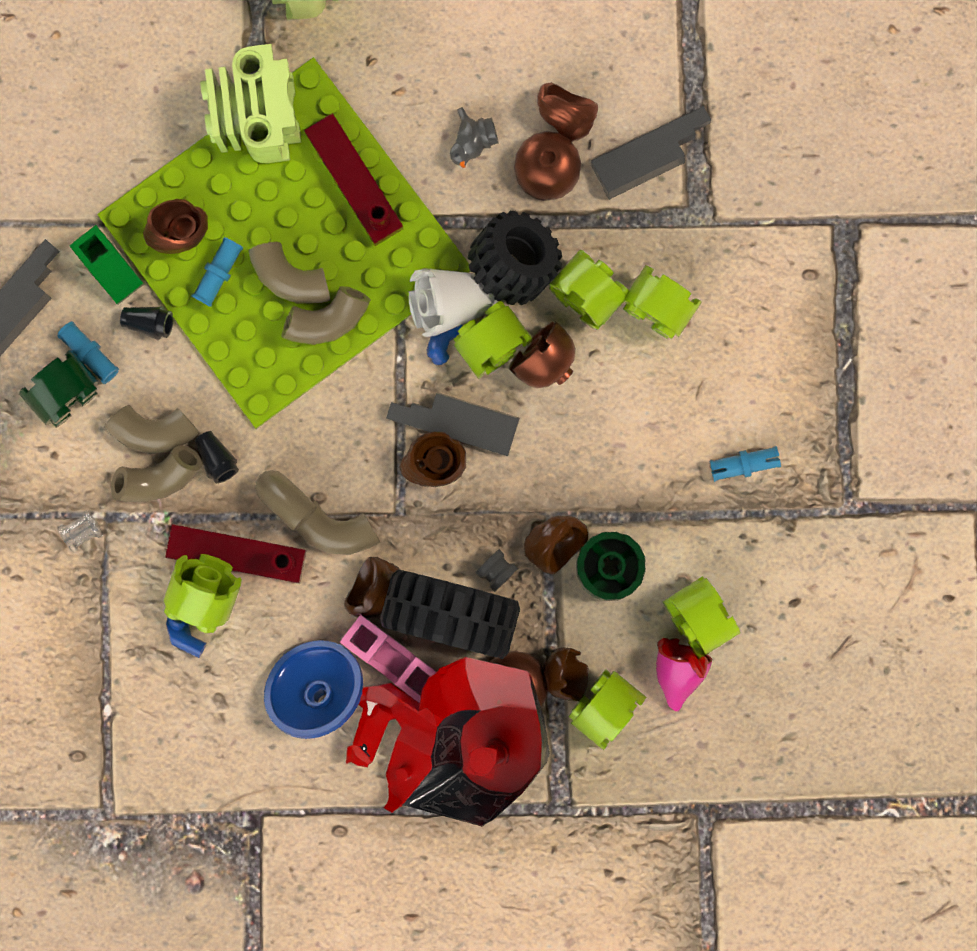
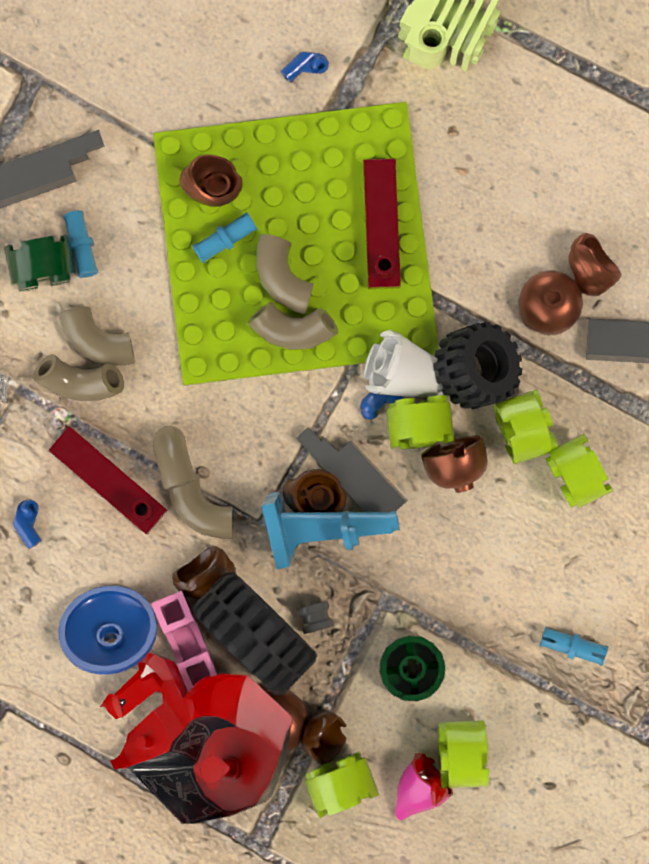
camera: 30 degrees right, 0 degrees up
(106, 264) = (136, 180): green slope -> none
(150, 321) = (146, 247): black cone -> none
(197, 74) = (305, 62): none -> blue arm
(201, 592) = (61, 497): lime brick -> none
(216, 458) = (136, 391): black cone -> none
(253, 105) = (332, 116): yellowish green piece -> none
(431, 500) = (290, 529): none -> dark azure piece
(472, 138) = (500, 245): dark grey animal -> none
(555, 542) = (377, 622): reddish brown hair -> none

